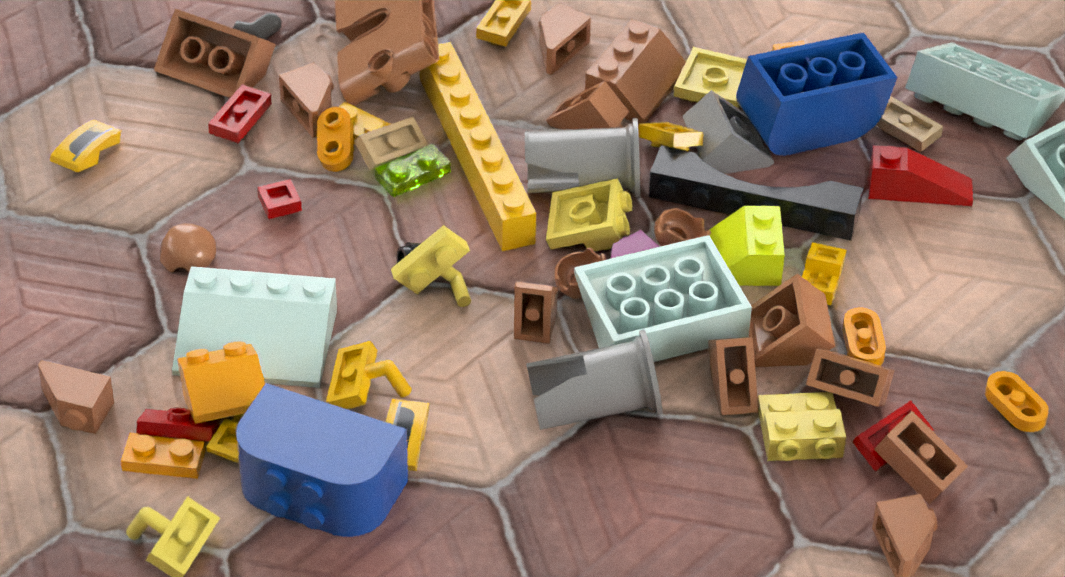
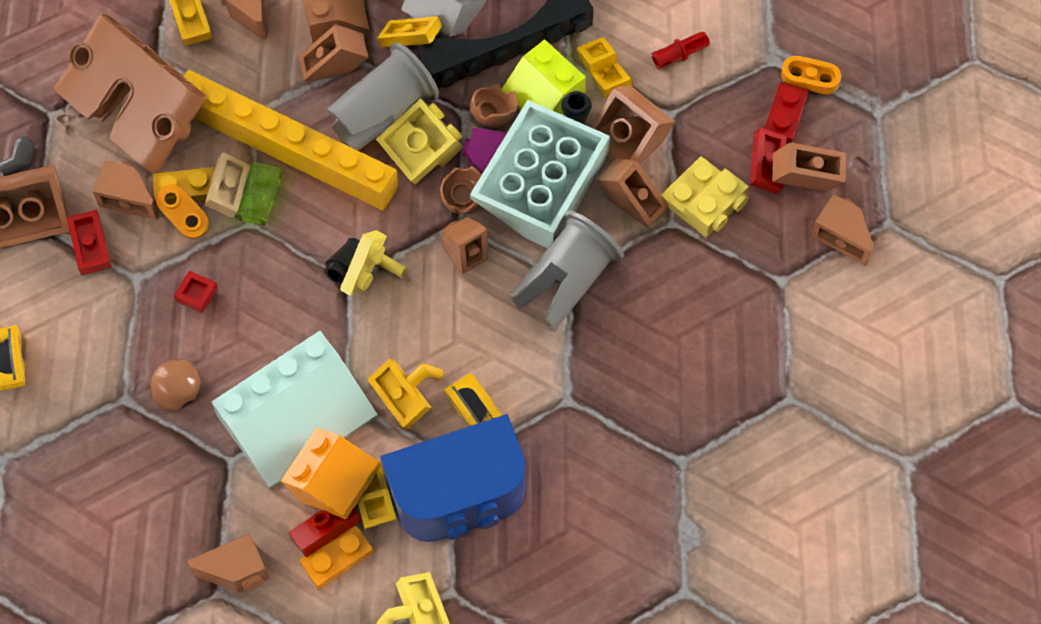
camera: 40 degrees left, 20 degrees up
(751, 275) = (576, 106): none -> black cone
(850, 377) = (708, 138): nougat brick -> none
(864, 335) = (683, 99): light orange plate -> none
(909, 304) = (680, 50): none -> red axle
(961, 415) = (786, 110): none -> red plate

